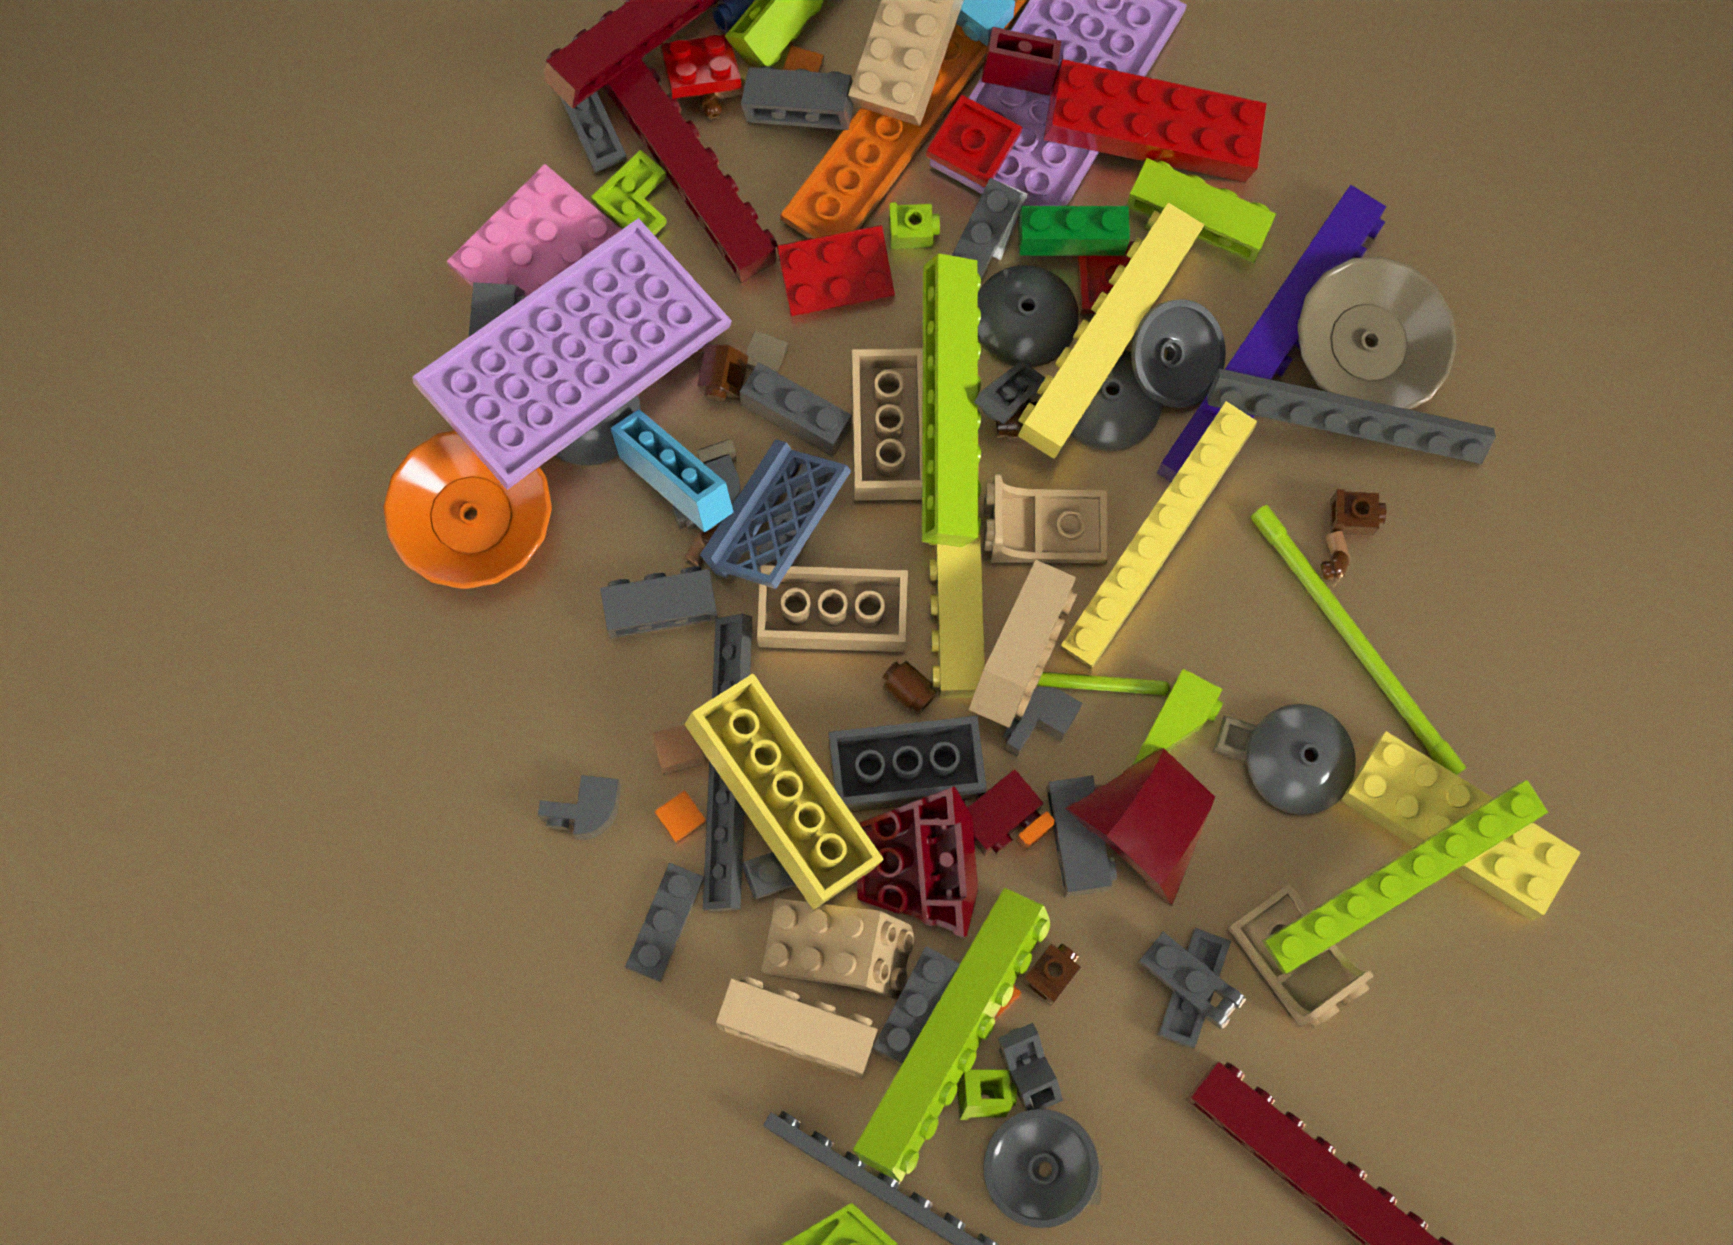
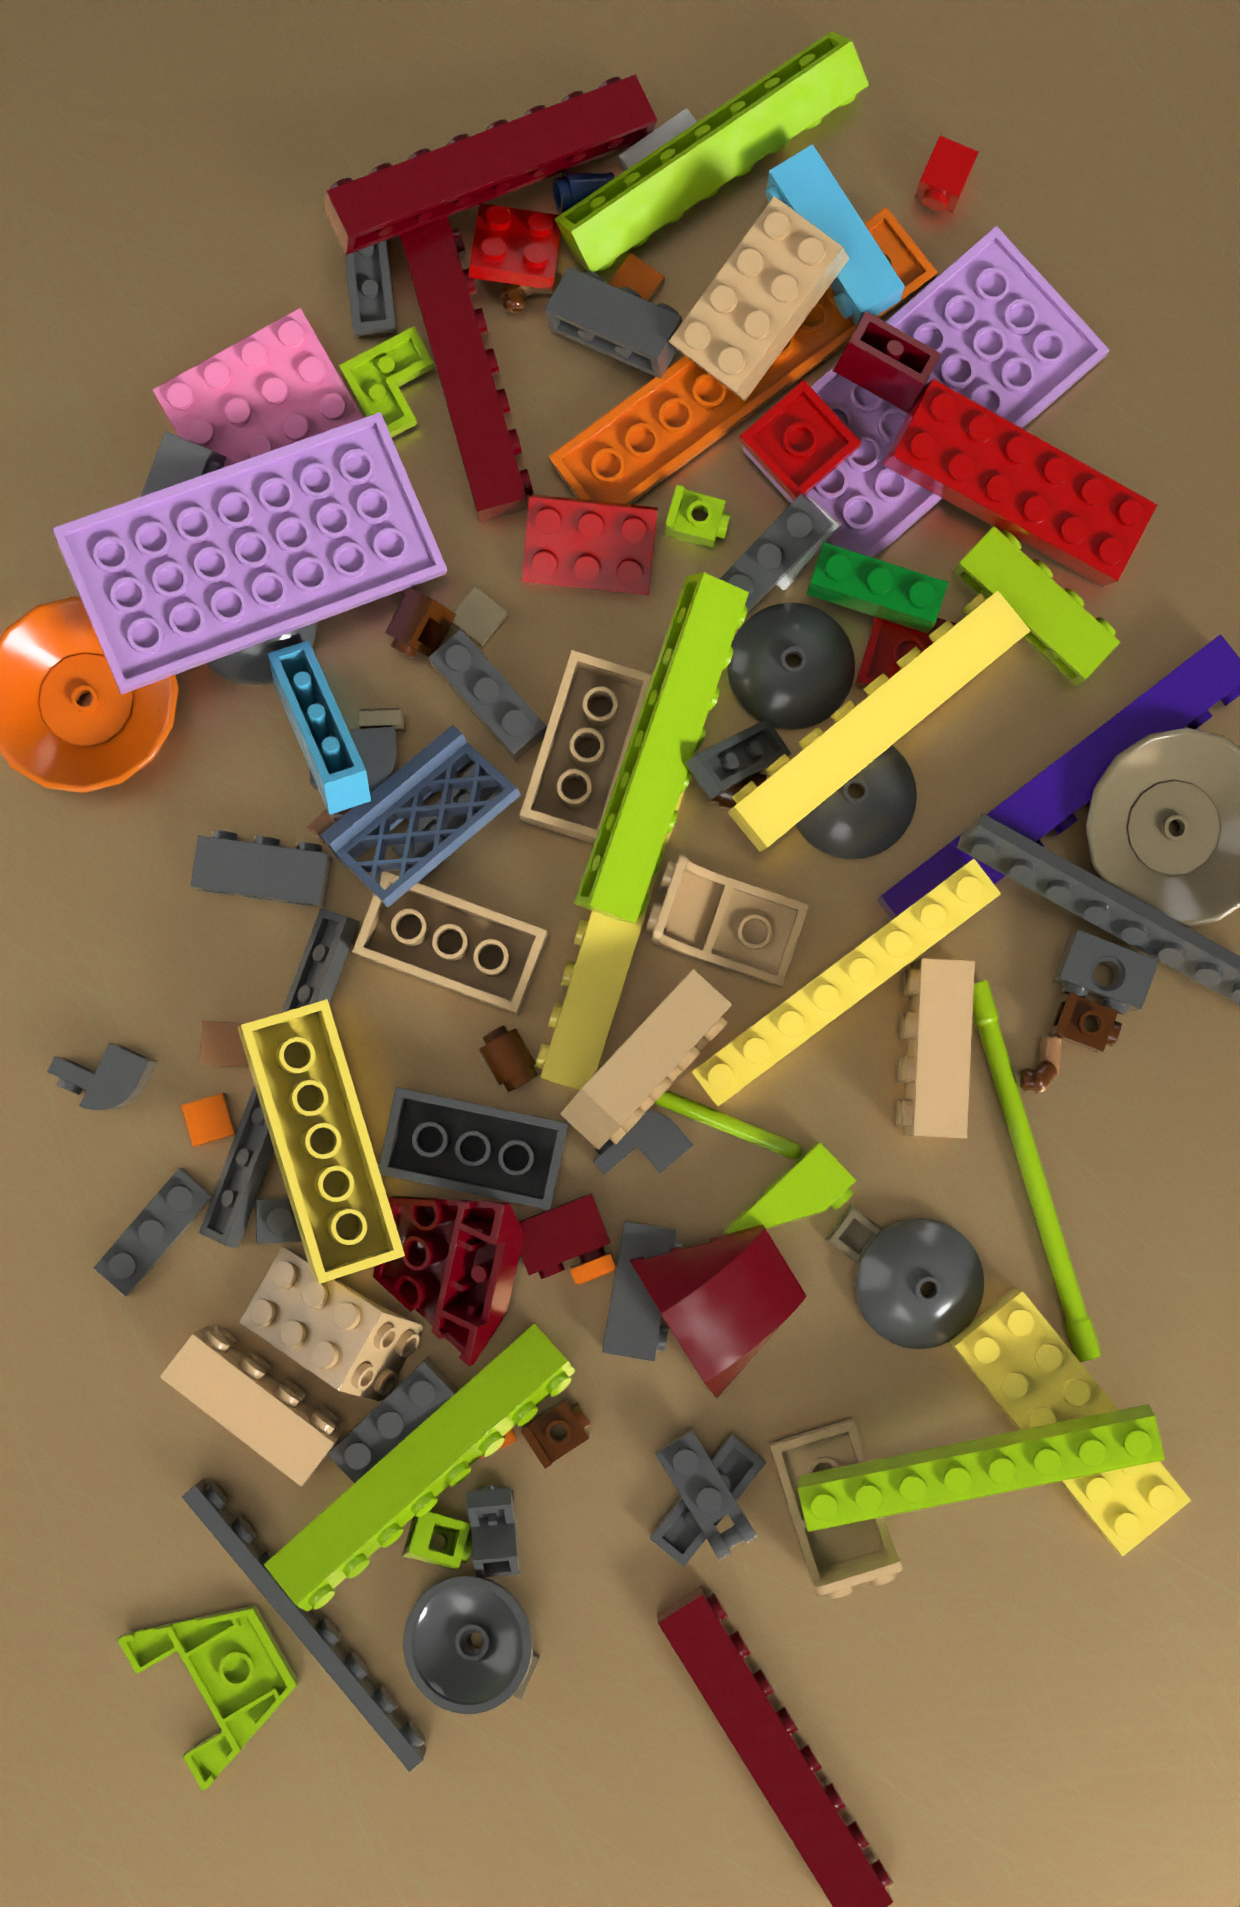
camera: 20 degrees right, 10 degrees up
(1193, 353) = (963, 783): dark grey dish -> none
(1248, 566) = (937, 1048): none -> tan brick
(1375, 459) = (1130, 971): none -> dark grey brick

